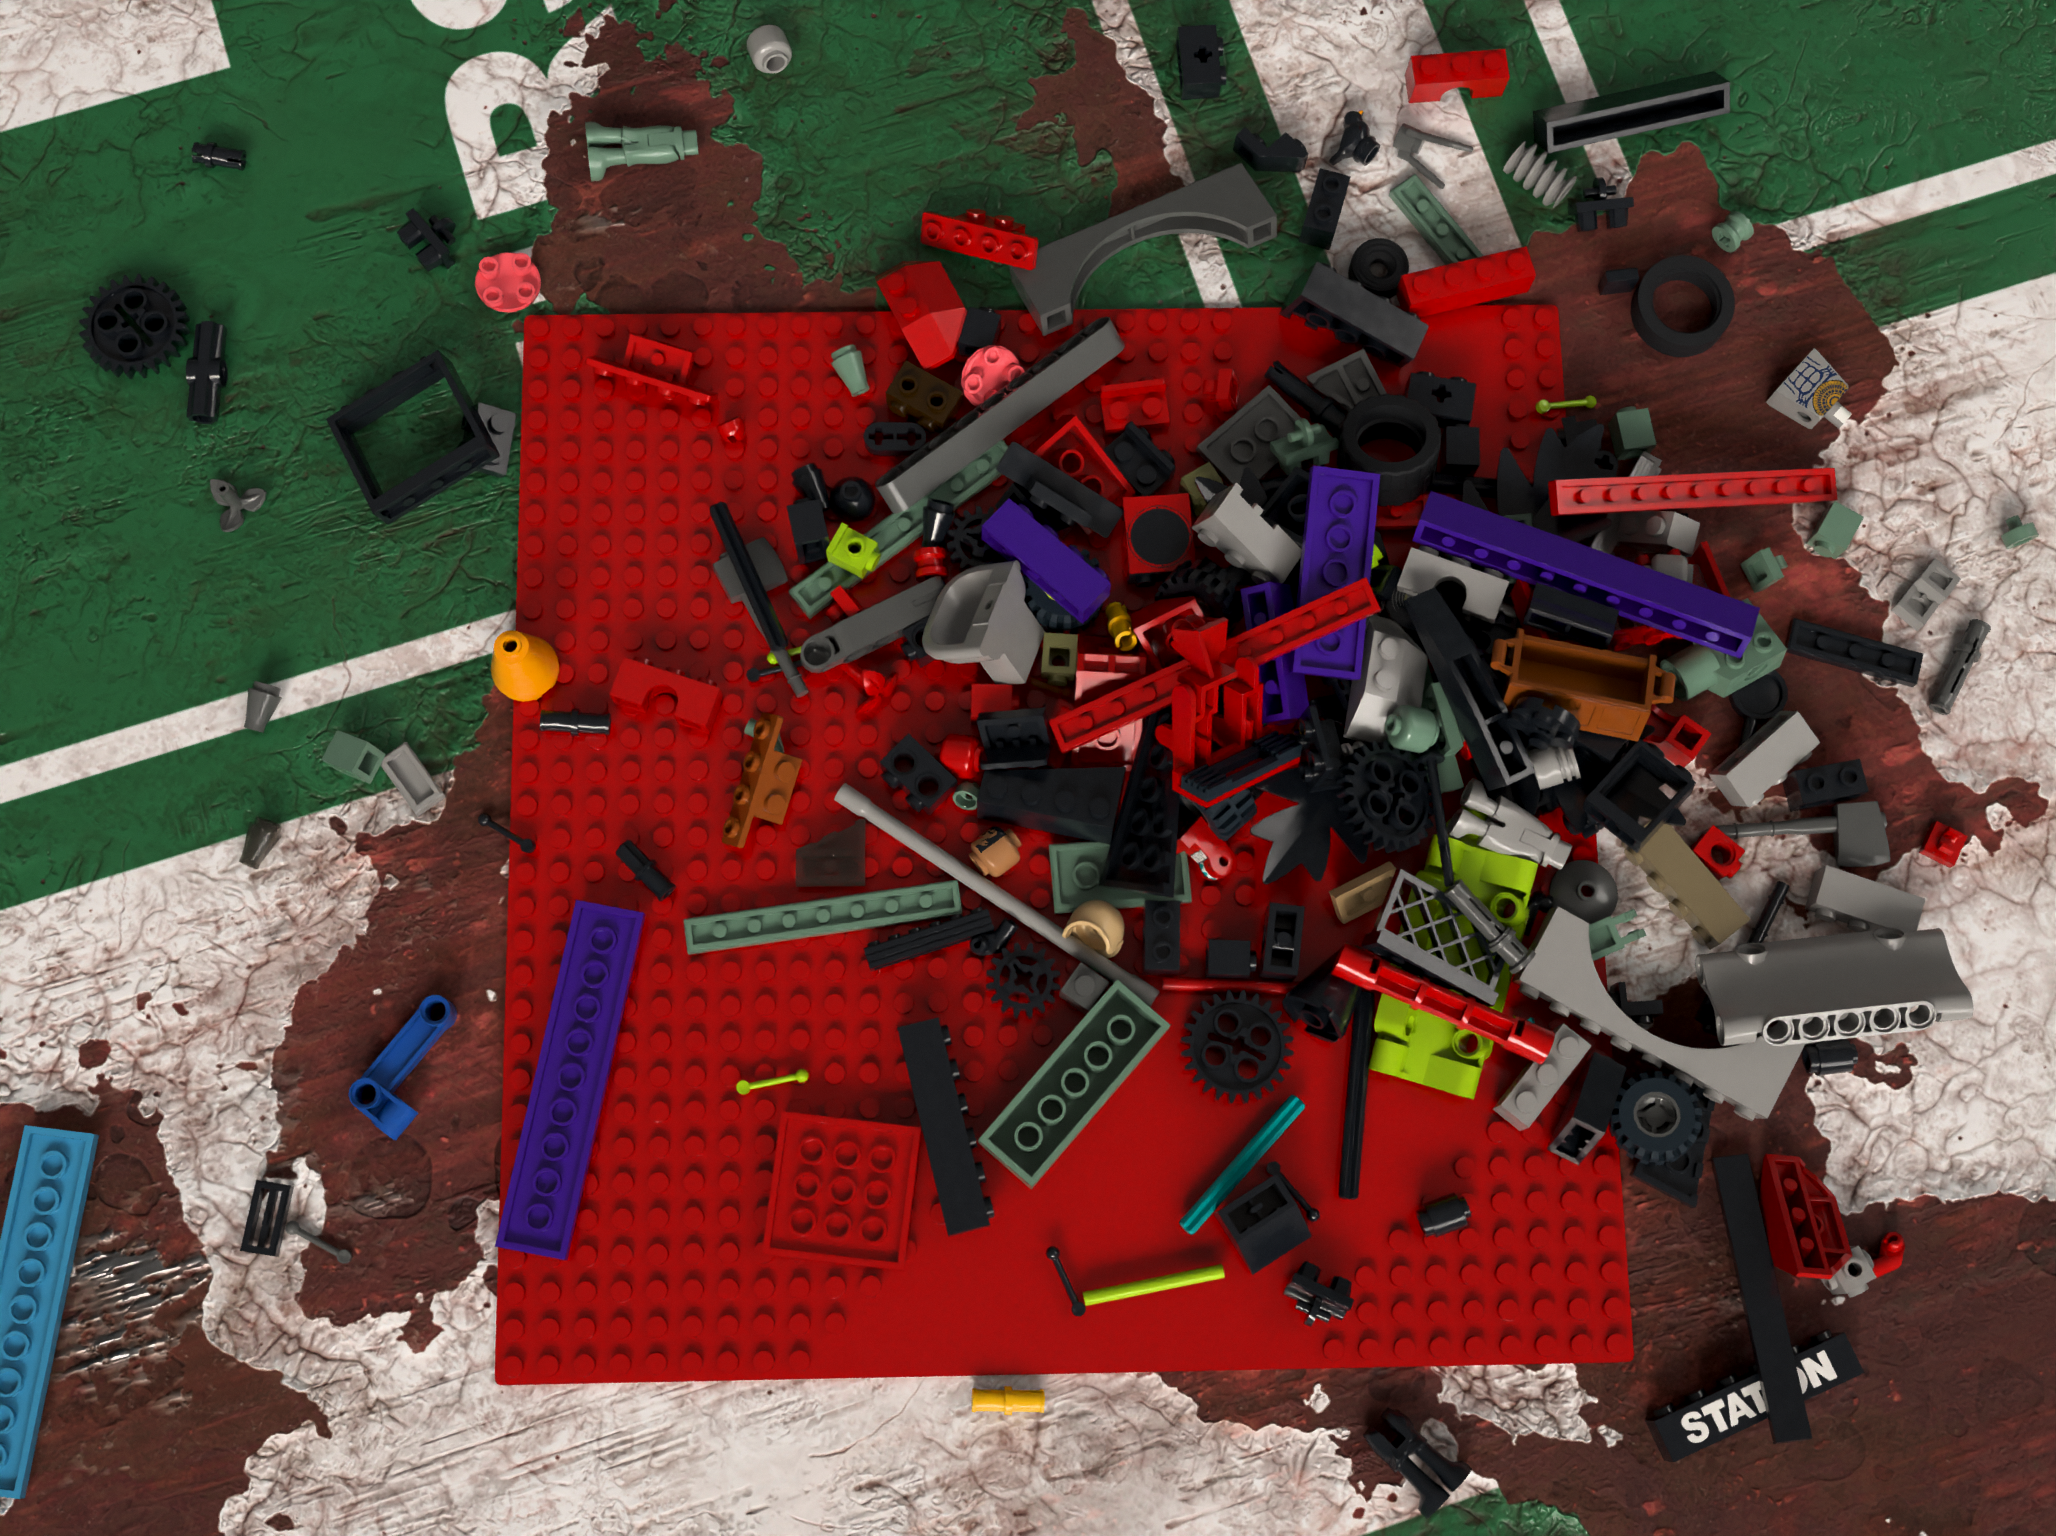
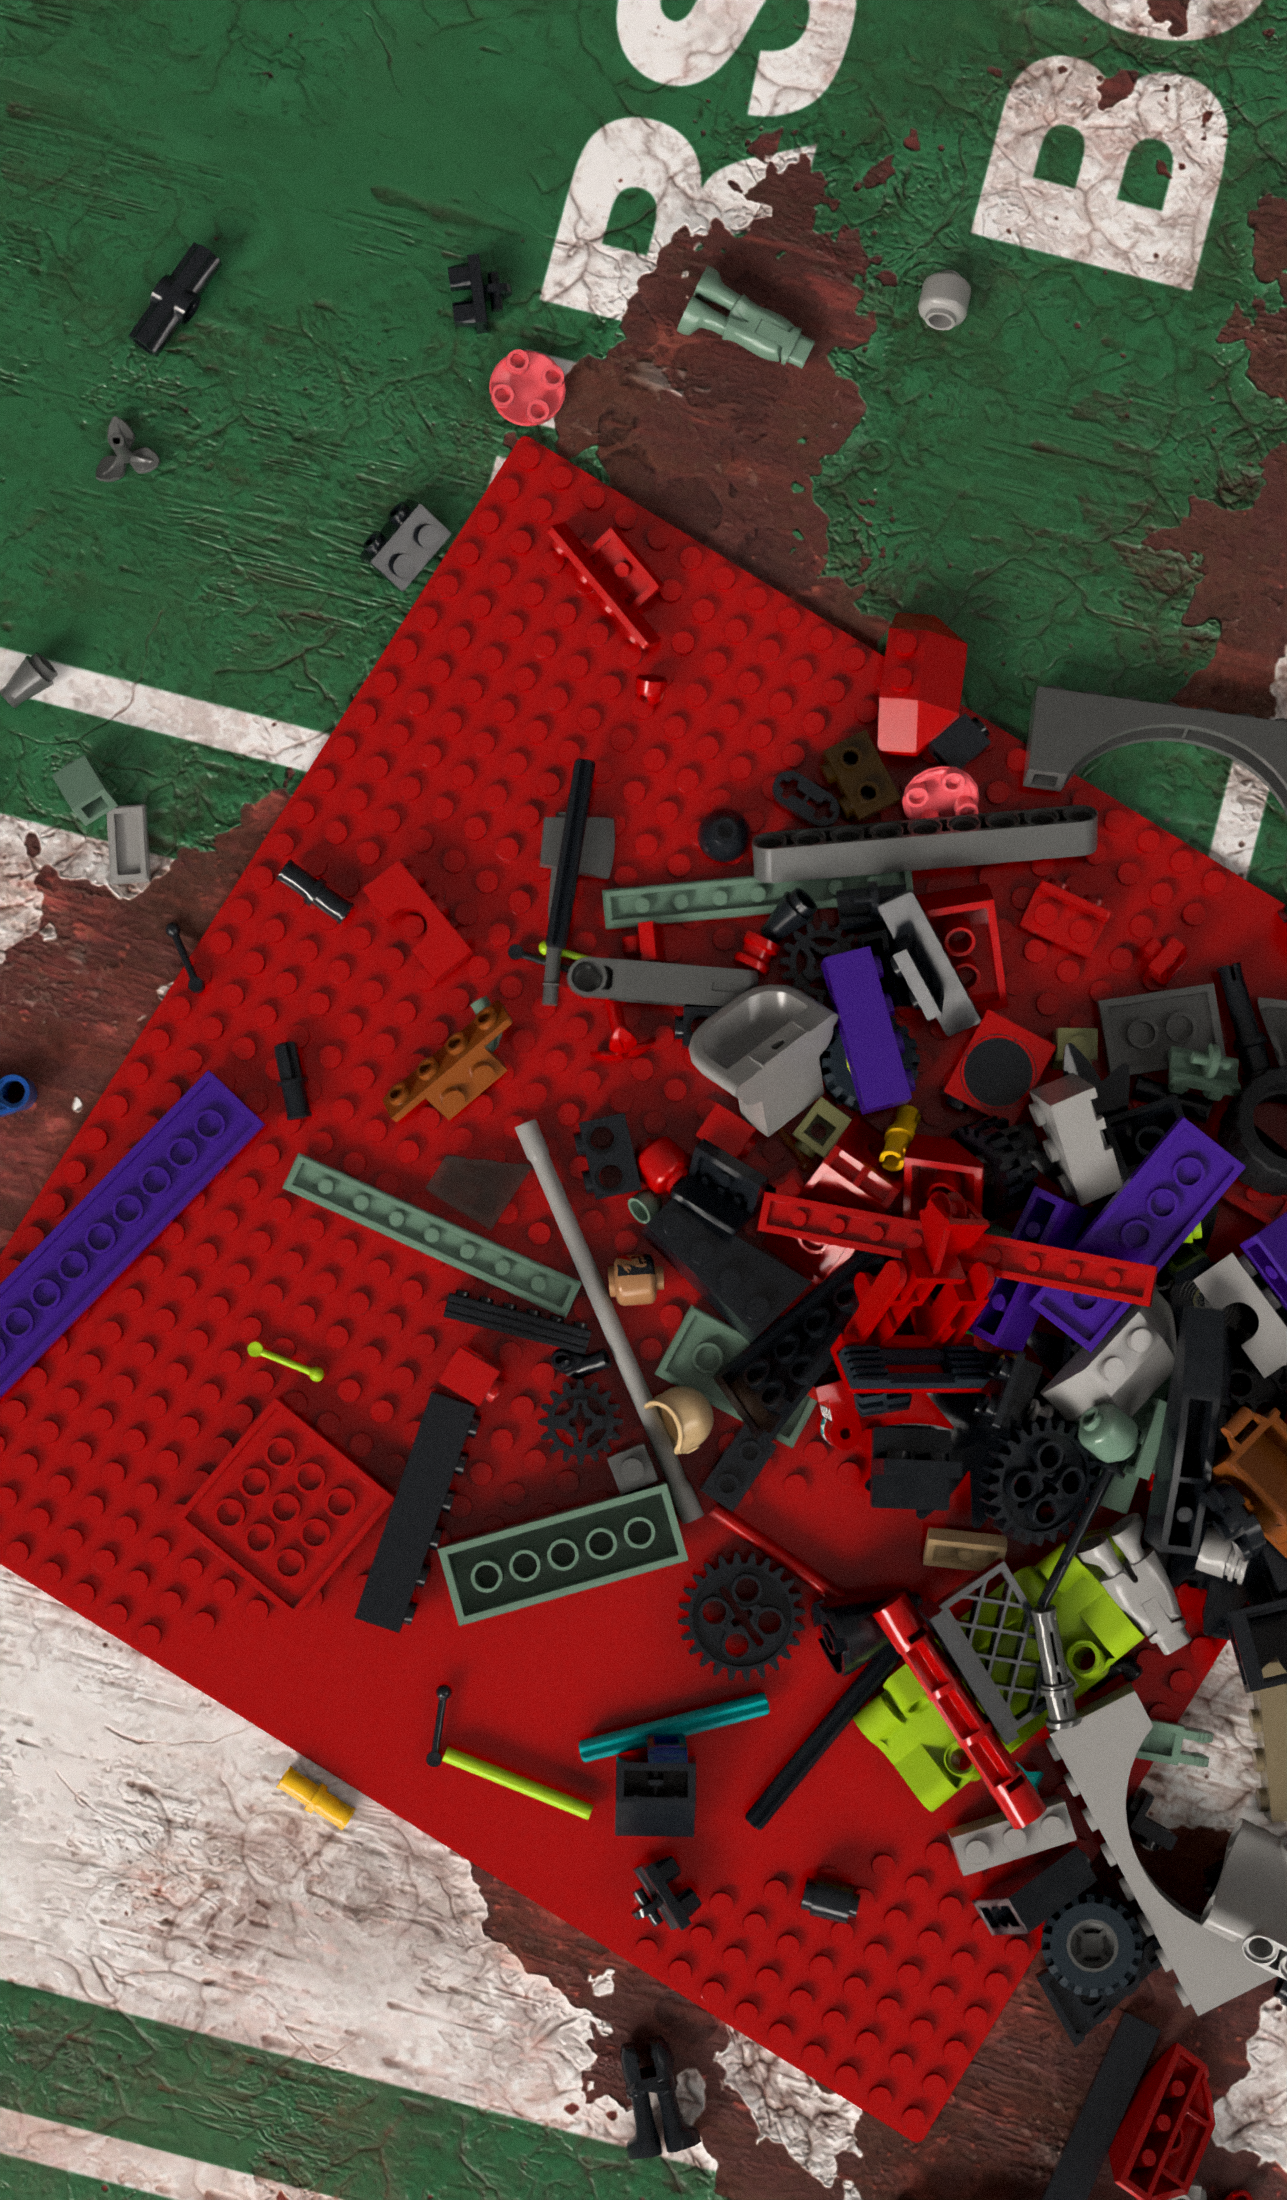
camera: 35 degrees right, 10 degrees up
(111, 345) = (100, 212): black gear -> none
(213, 156) = (321, 70): black pin -> none
(434, 477) = (330, 558): black window -> none
(523, 666) = (309, 812): light orange cone -> none
(808, 530) = (657, 845): black brick -> none
(811, 484) = (691, 799): black cone -> none
(850, 368) = (807, 700): sand green cone -> none
(855, 563) = (682, 879): lime brick -> none
(921, 991) = (473, 1376): none -> red arch
(982, 237) = (1029, 643): red bracket -> none
(986, 484) = (860, 906): none -> black hips
(1141, 461) = (1032, 978): black bracket -> none
(1229, 959) = (789, 1529): black brick -> none
(1247, 1179) = (666, 1748): none -> clear blue tile
(1281, 941) = (849, 1546): black brick -> none
(1289, 845) = (912, 1468): none -> black bracket
(1312, 1213) = (701, 1750): black hinge -> none
(1567, 894) = (1163, 1671): dark grey dish -> none

